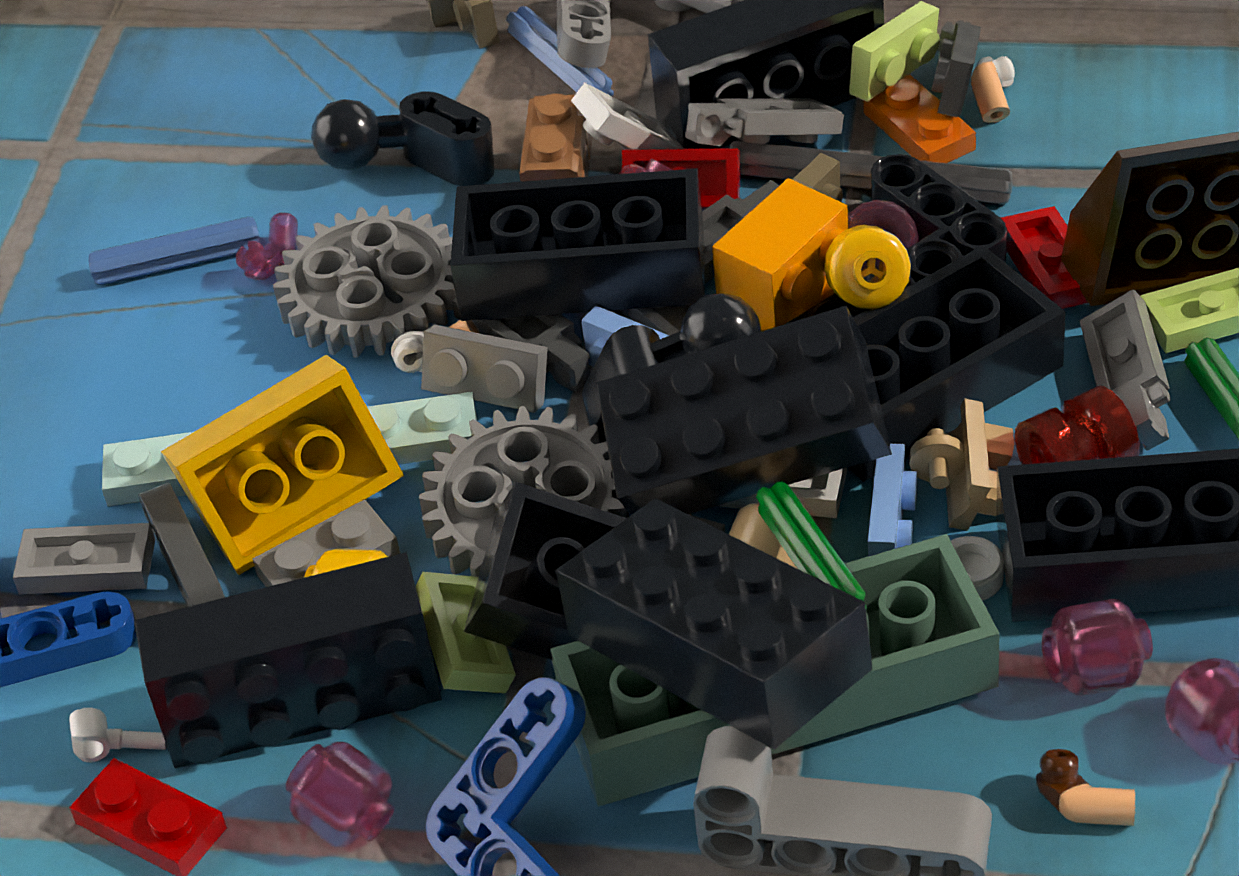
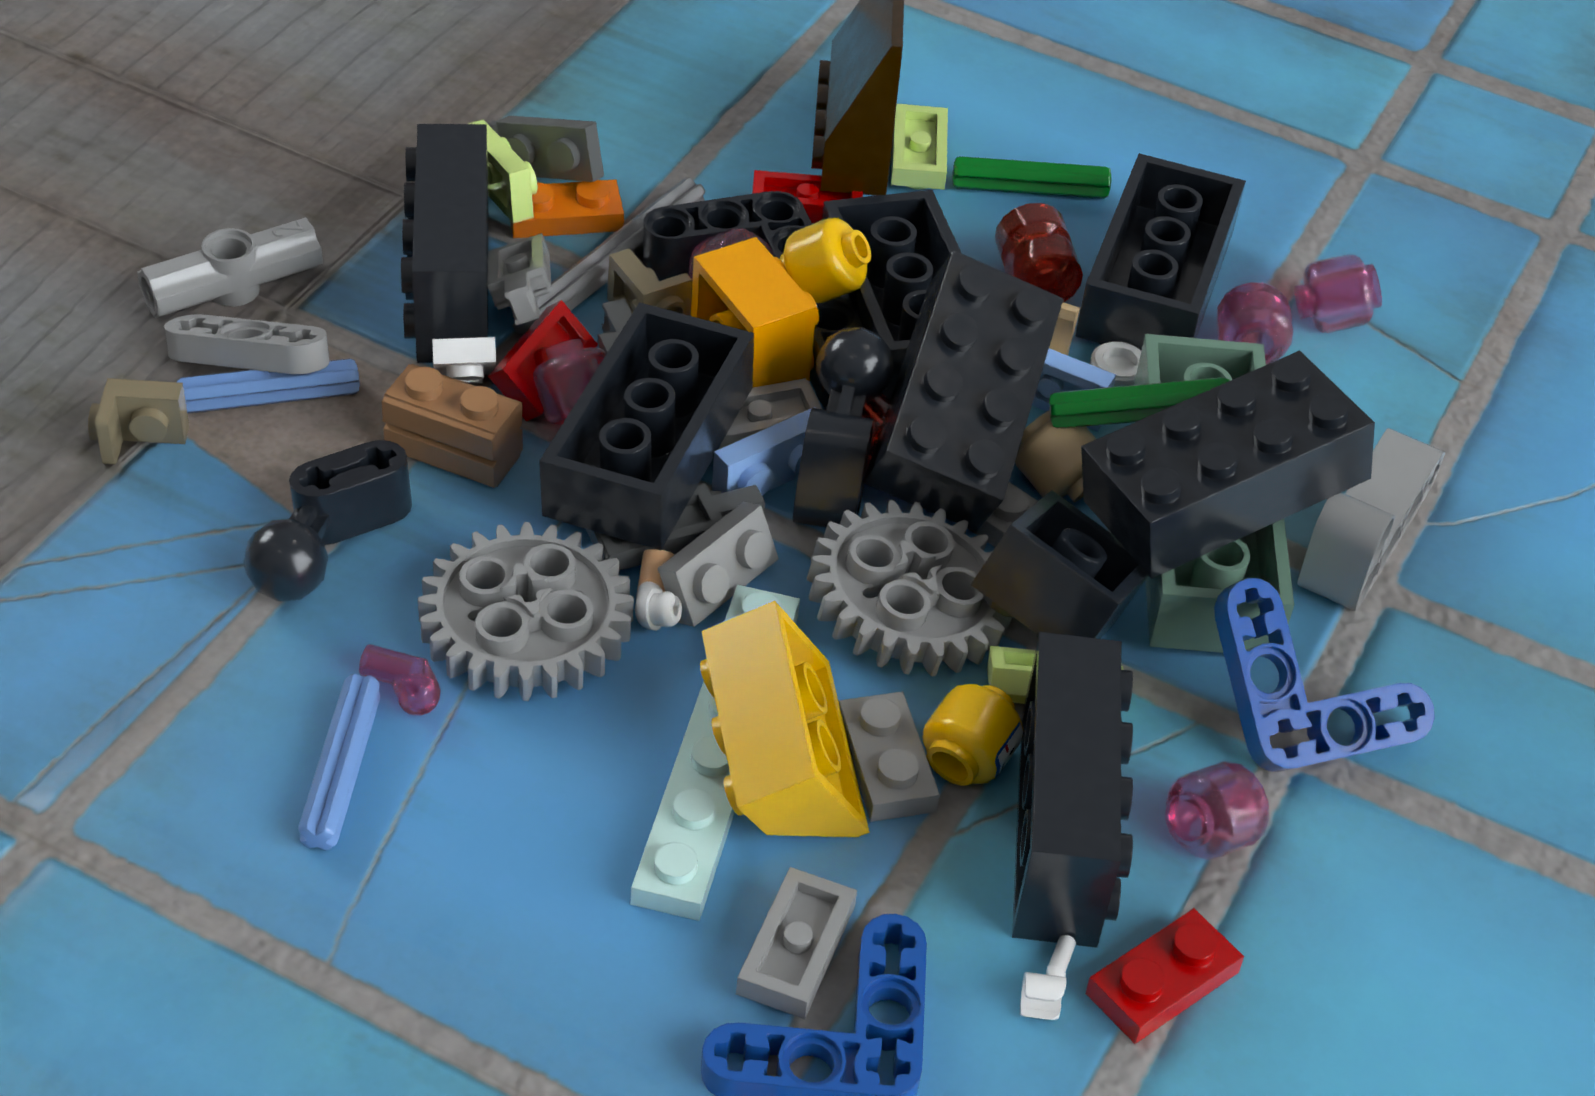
camera: 80 degrees left, 0 degrees up
(180, 546) = (889, 853): dark grey beam -> none
(1076, 798) = (1381, 394): arm -> none
(1129, 363) = (968, 203): light grey hinge -> none

